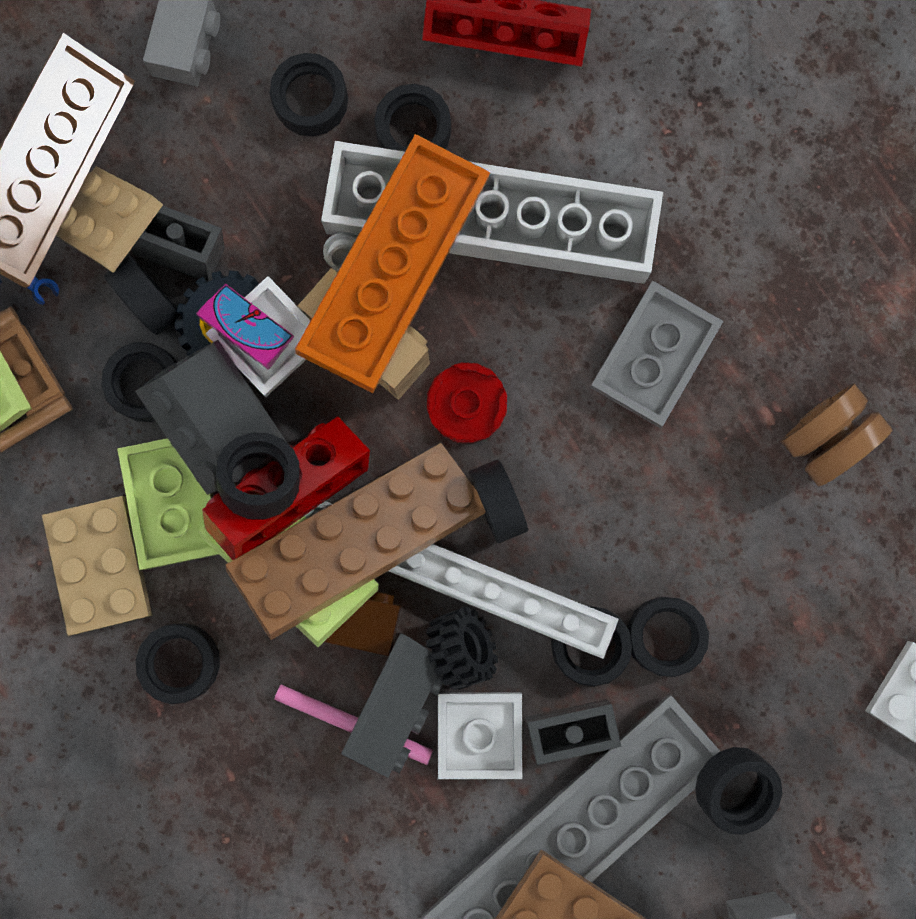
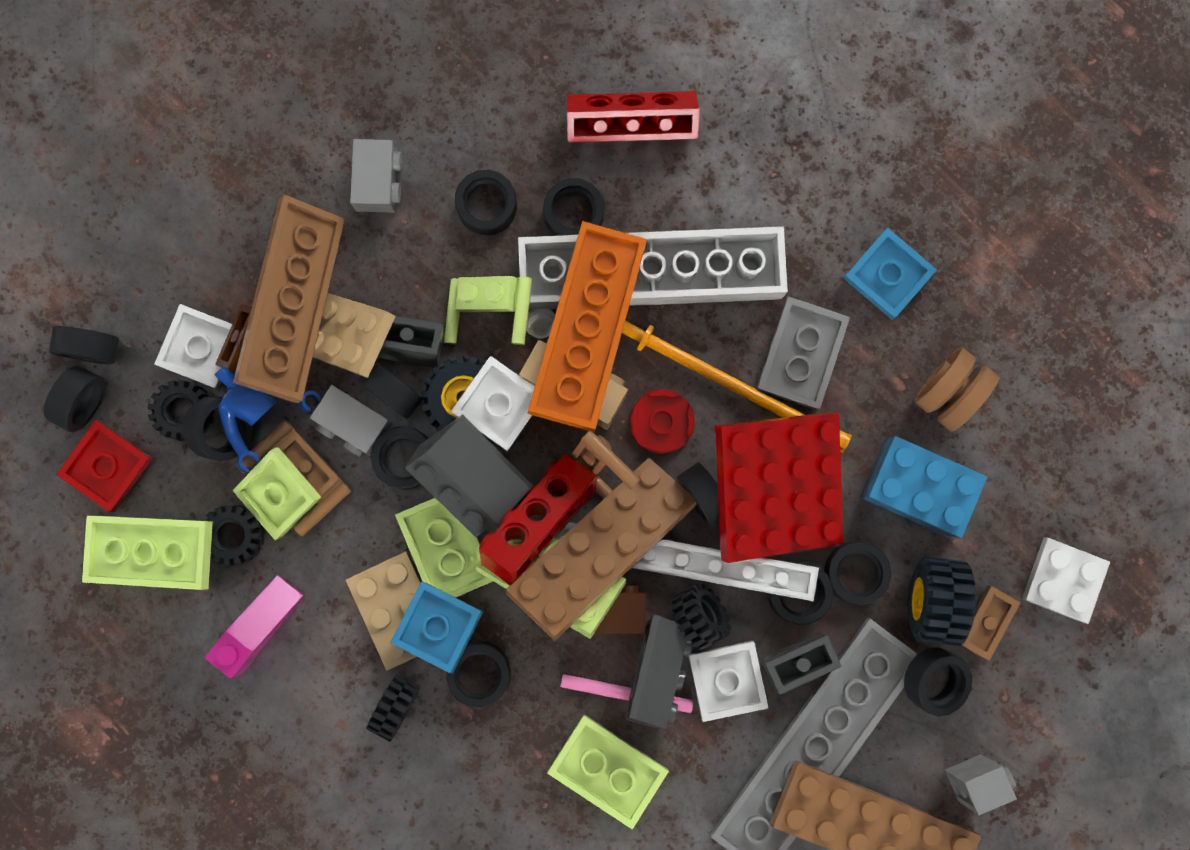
camera: 20 degrees left, 0 degrees up
(63, 681) = (393, 707): none -> black tyre
(86, 322) = (349, 420): none -> light grey brick
(136, 594) = (436, 627): none -> dark azure plate
(245, 326) = (482, 399): slope -> none
(257, 446) = (517, 490): black tyre -> none
(284, 205) = (489, 295): none -> yellowish green plate
(310, 815) = (608, 771): none -> yellowish green plate
(372, 425) = (595, 454): none -> medium nougat plate
(590, 508) = (779, 486): none -> red plate
(651, 447) = (714, 374): none -> light orange bar
(763, 692) = (942, 601): none -> black wheel
(771, 548) = (924, 487): none -> dark azure brick
(783, 278) = (890, 274): none -> dark azure plate
(817, 731) = (990, 622): none -> medium nougat plate

